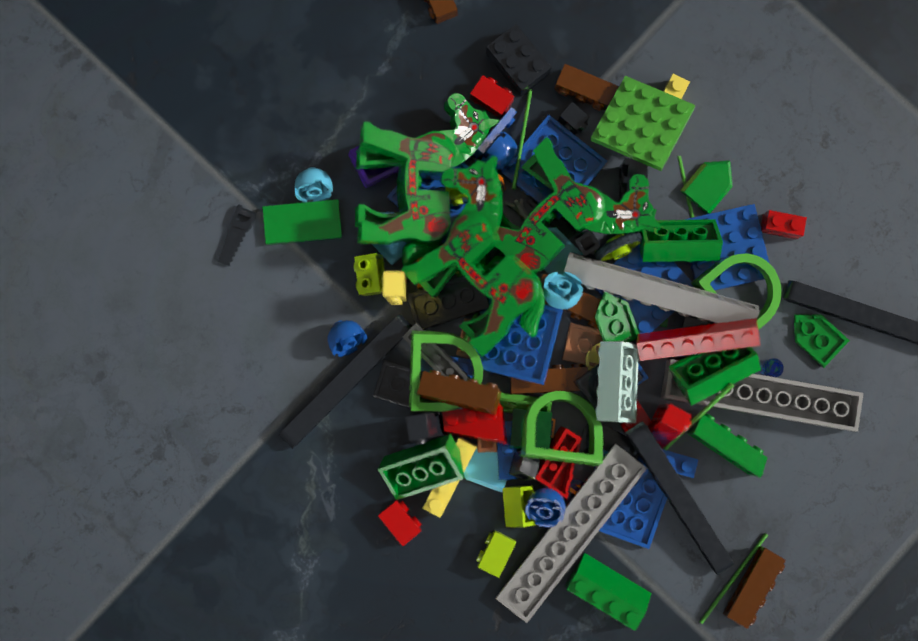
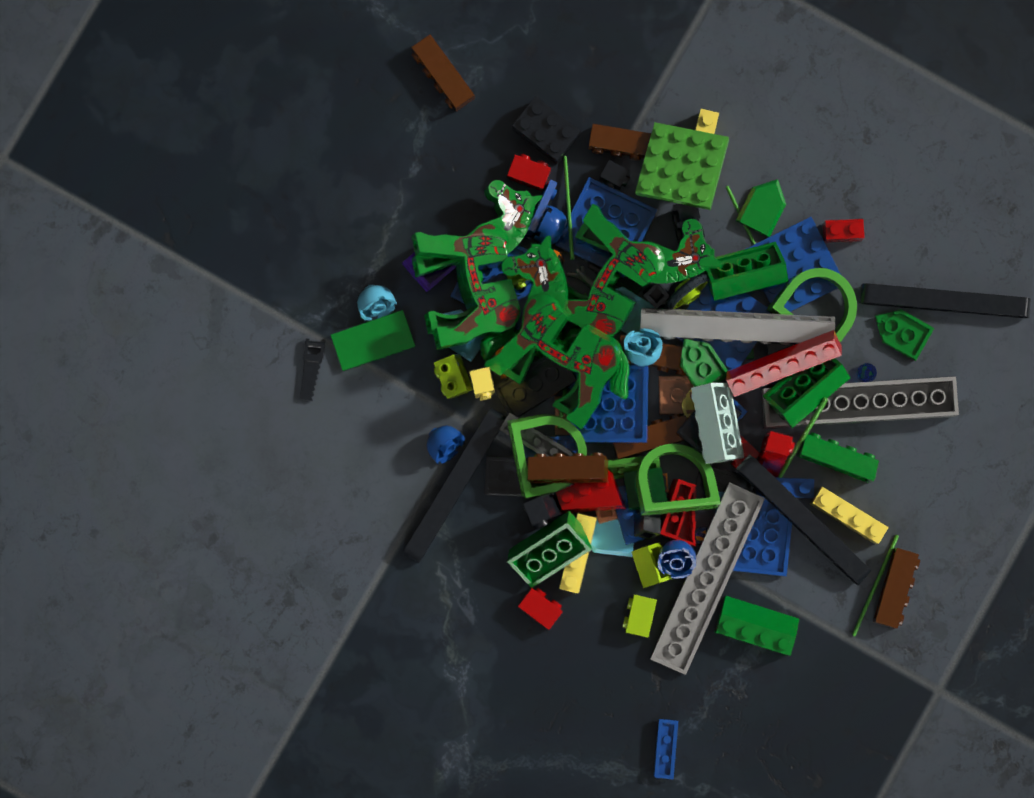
camera: 10 degrees left, 0 degrees up
(725, 504) = (849, 515): none -> light yellow brick

